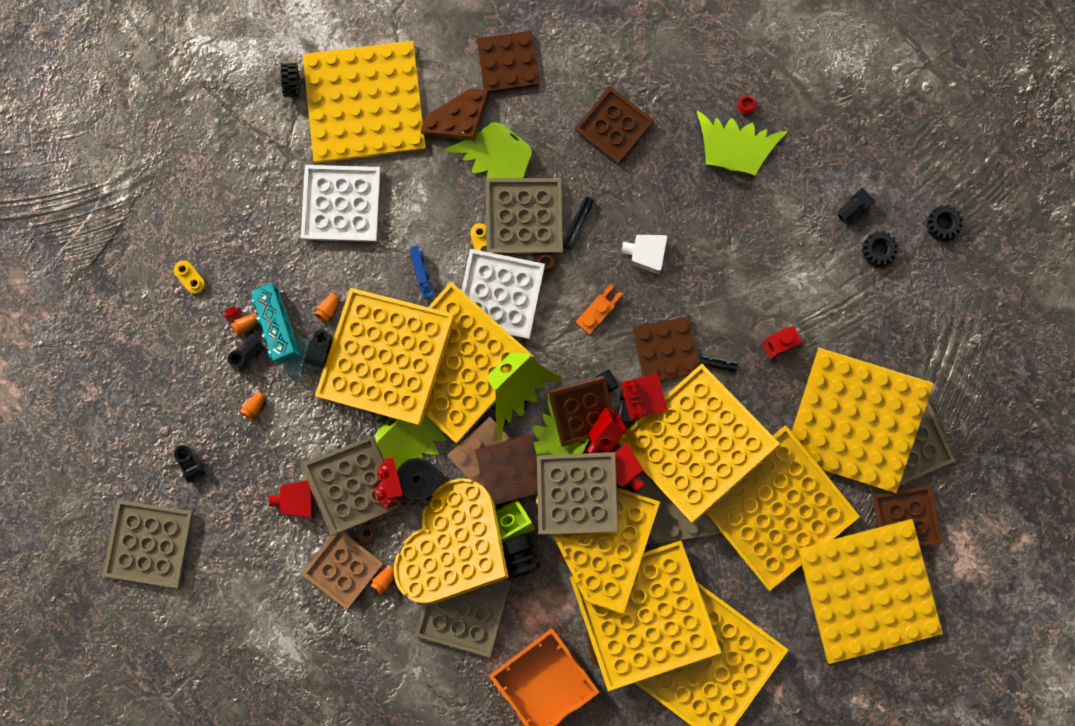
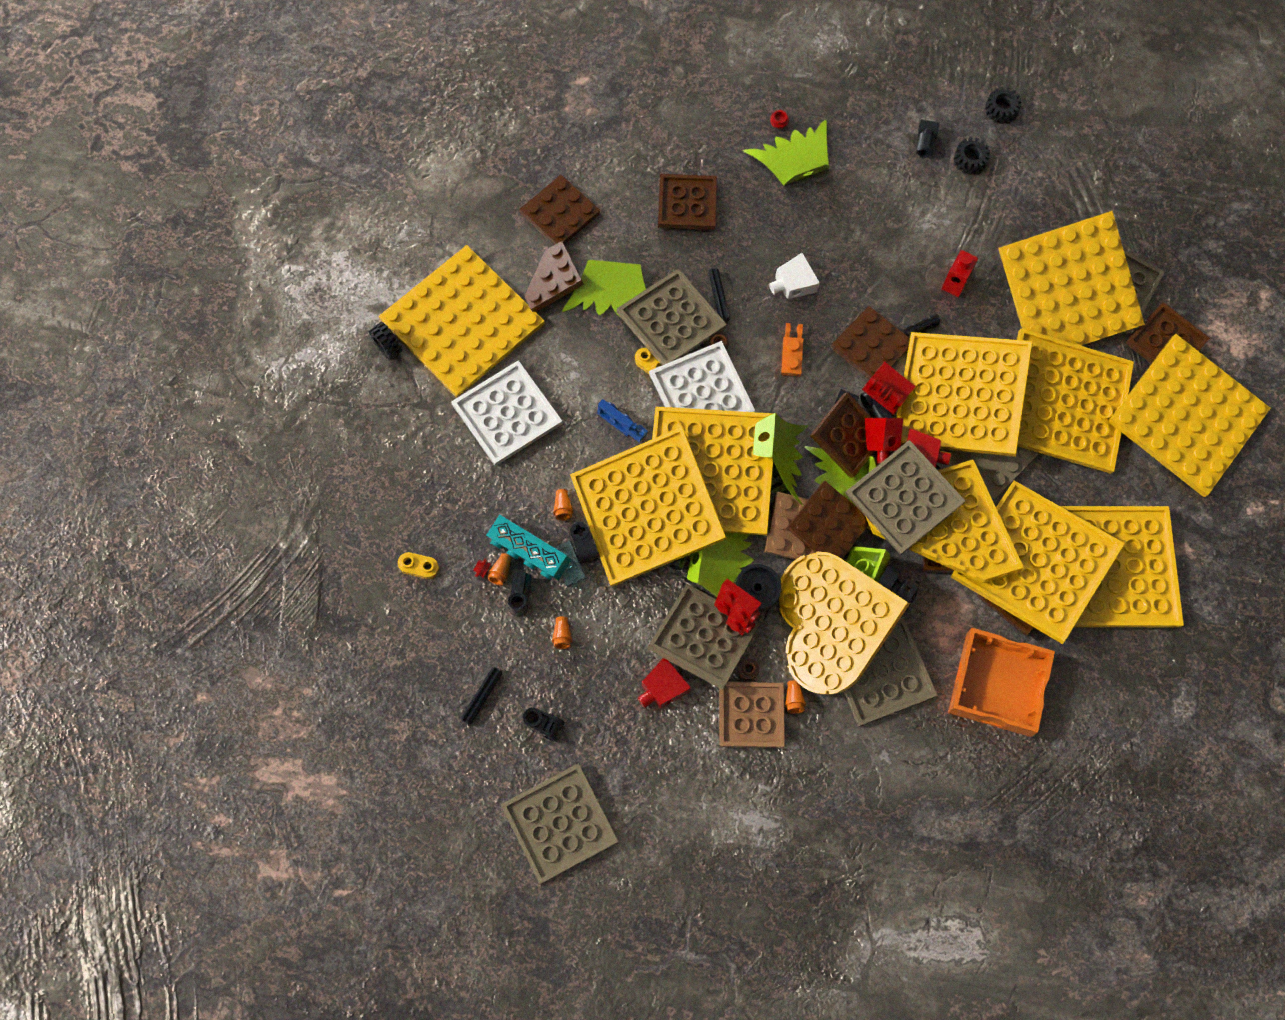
camera: 45 degrees left, 10 degrees down
(162, 409) = (481, 695): none -> black axle

